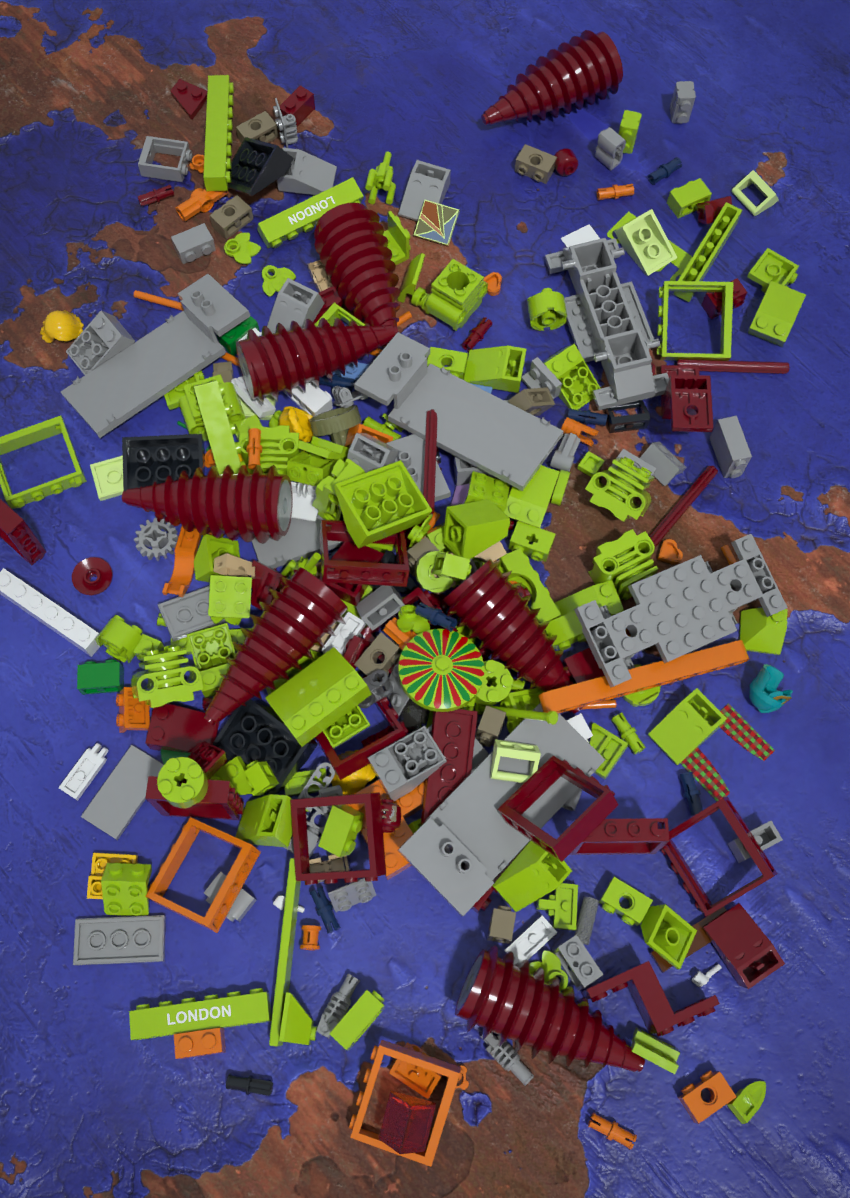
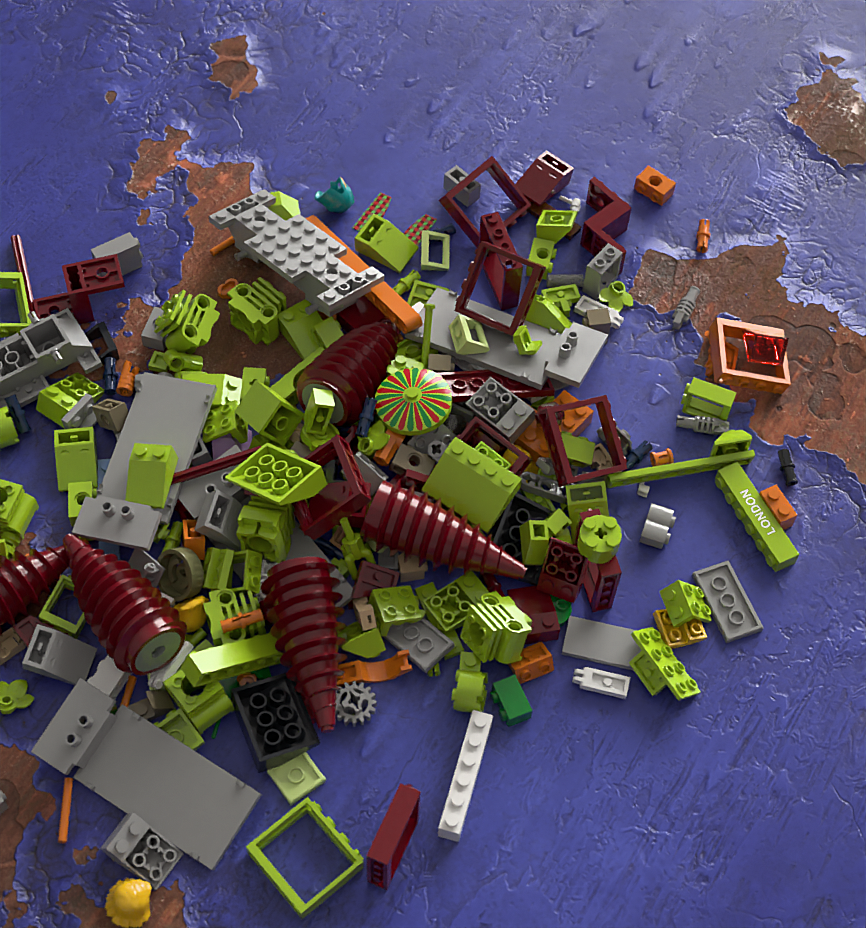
camera: 110 degrees left, 10 degrees down
(71, 835) = (659, 667): none -> lime bracket
(91, 568) = (413, 739): dark red dish -> none
(228, 891) = (665, 515): orange window -> none
(246, 747) = (534, 541): none -> lime slope
(436, 407) = (150, 474): none -> lime slope
(477, 334) = (38, 489): dark red pin -> none
(485, 820) = (524, 343): none -> lime bracket
(537, 1014) = (651, 290): dark red cone -> none
(560, 327) = (17, 413): none -> dark blue pin
(580, 473) = (183, 362): none -> lime piece
(655, 1050) = (640, 216): lime slope -> none
(664, 766) = (430, 235): none -> yellowish green tile
(666, 463) = (141, 309): light grey panel -> none
(683, 504) = (179, 286): dark red axle -> none
(748, 1101) = (643, 161): lime plate -> none

